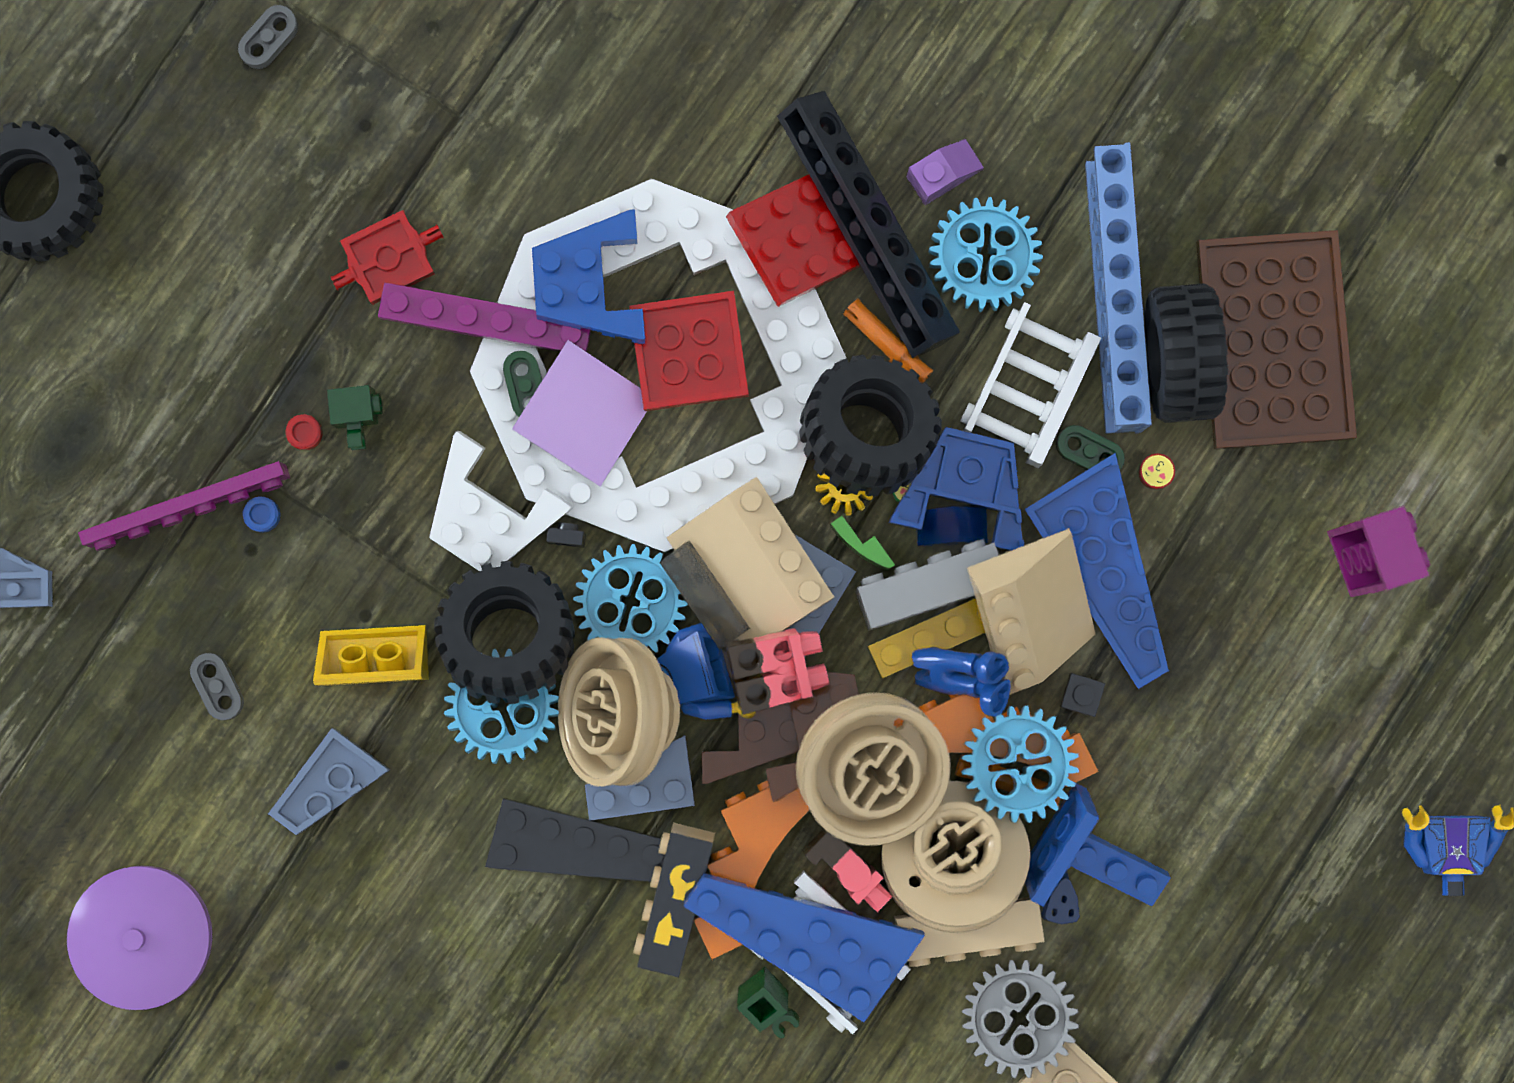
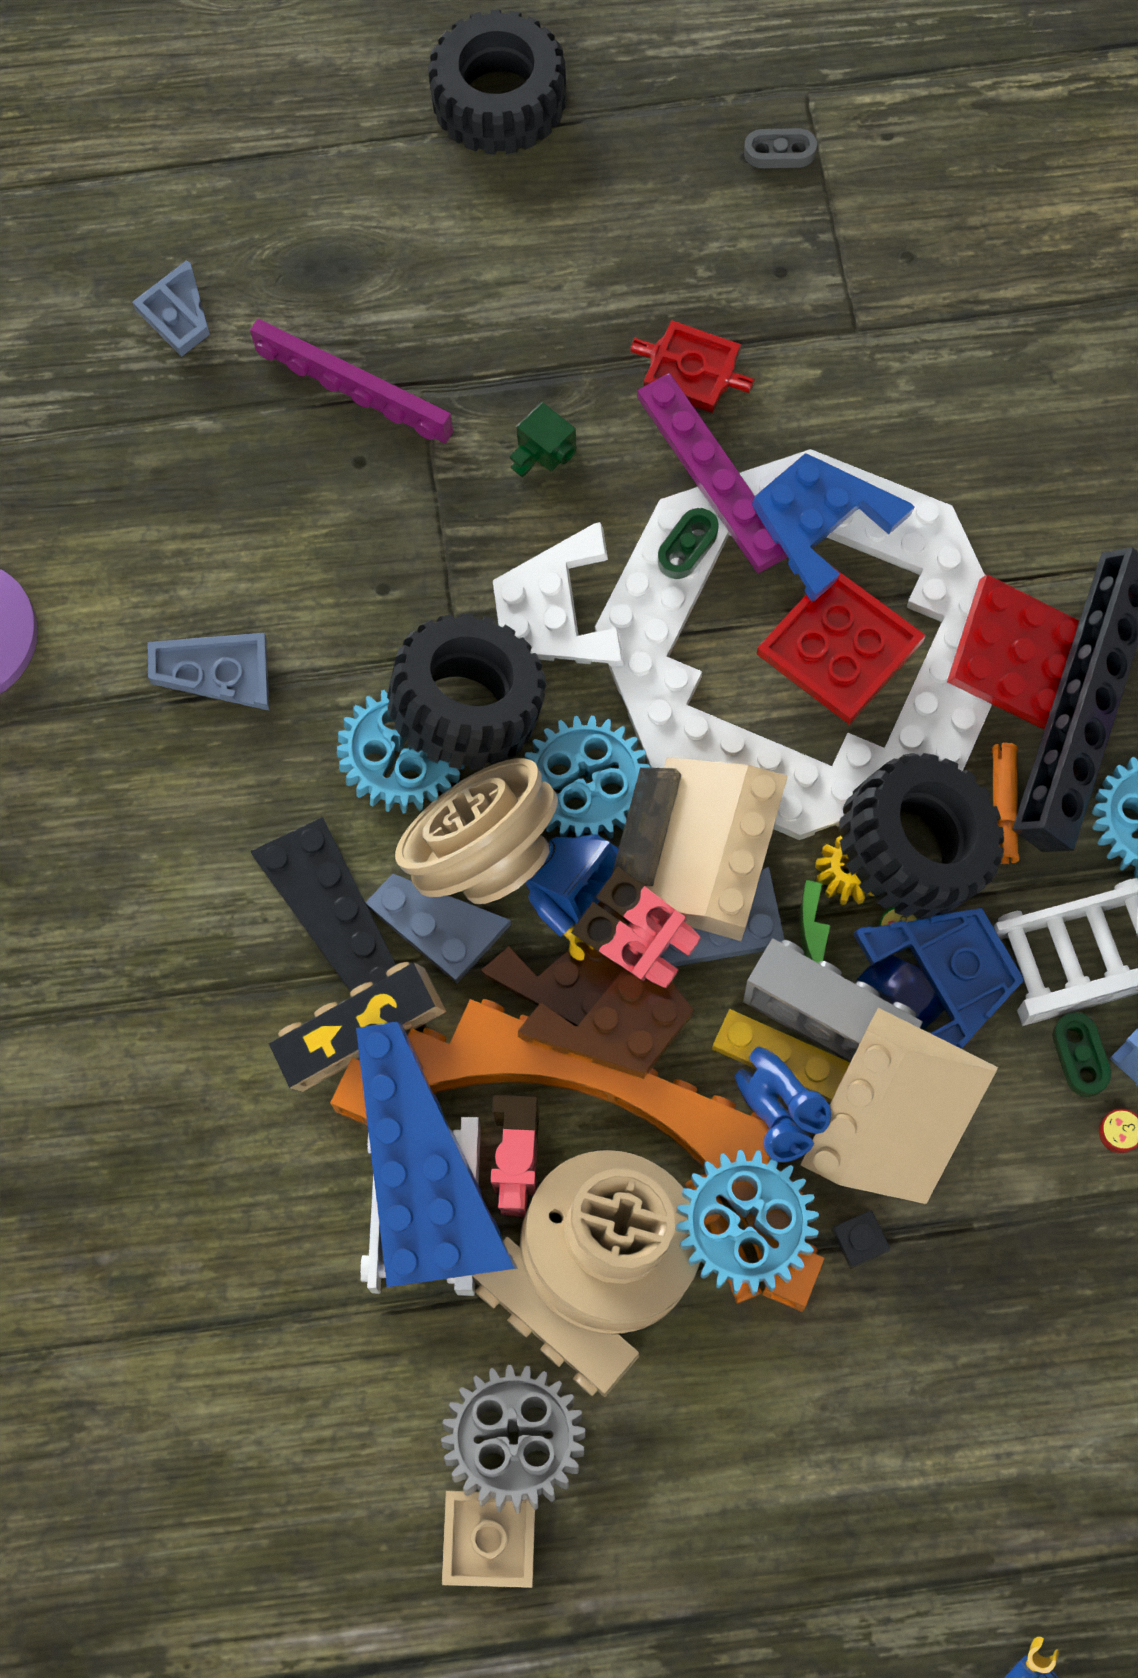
camera: 50 degrees right, 15 degrees down
(215, 688) = (220, 524): dark grey plate -> none
(261, 514) = (395, 444): blue tile -> none
(304, 432) = (492, 422): red tile -> none
(371, 656) = (349, 617): yellow slope -> none
(566, 535) = (593, 682): black plate -> none
(582, 413) = (707, 605): lavender piece -> none
(765, 1003) = (331, 1184): dark green brick -> none
(867, 775) = (605, 1118): tan wheel -> none
(1061, 908) = (672, 1370): dark blue piece -> none
(1070, 844) = (722, 1372): blue piece -> none
(1109, 562) = (998, 1158): blue wing -> none

